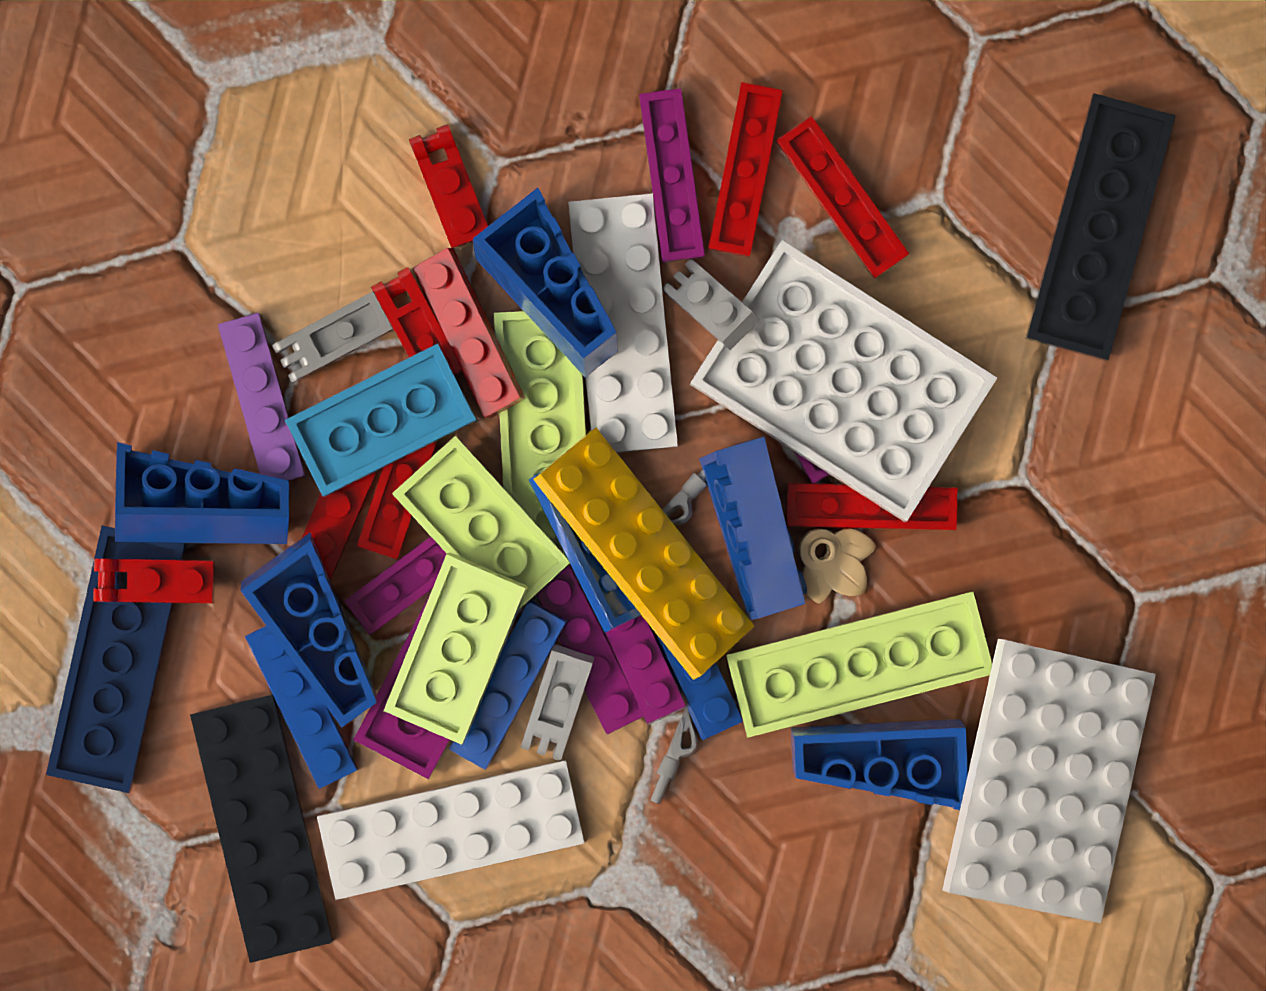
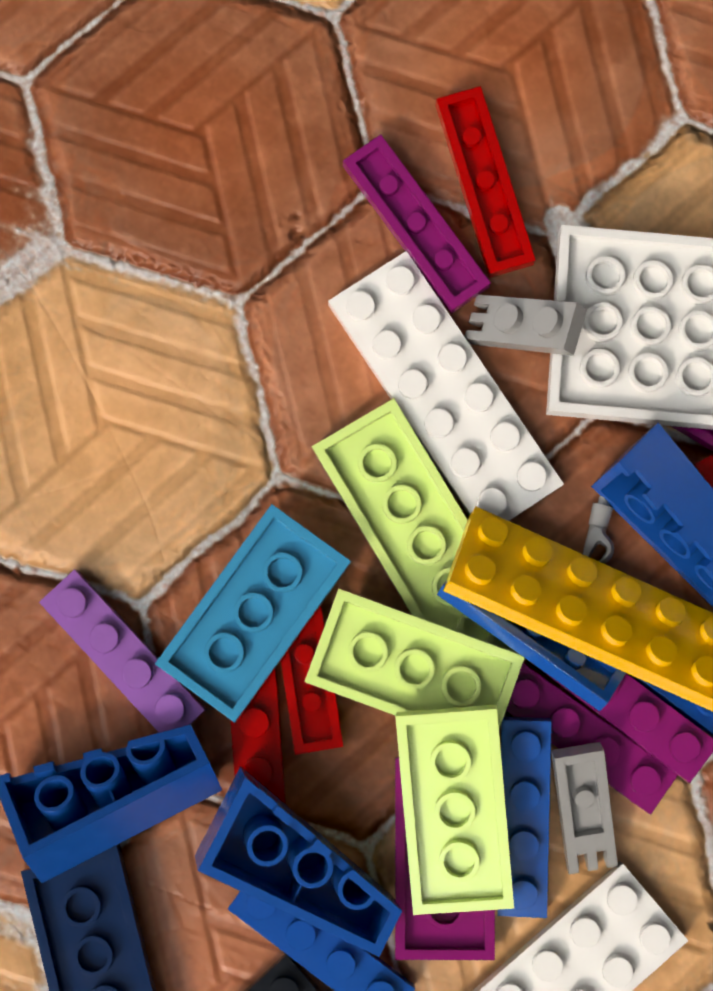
camera: 20 degrees left, 5 degrees down
(156, 581) = (105, 902): red plate -> none
(334, 336) = (163, 553): light grey hinge -> none
(397, 586) = (359, 773): magenta plate -> none
(415, 321) = (236, 496): red plate -> none
(449, 187) = (205, 348): red plate -> none
(469, 333) = (298, 479): plate -> none
(545, 279) = (351, 385): blue wedge -> none
(842, 197) = (594, 160): red plate -> none

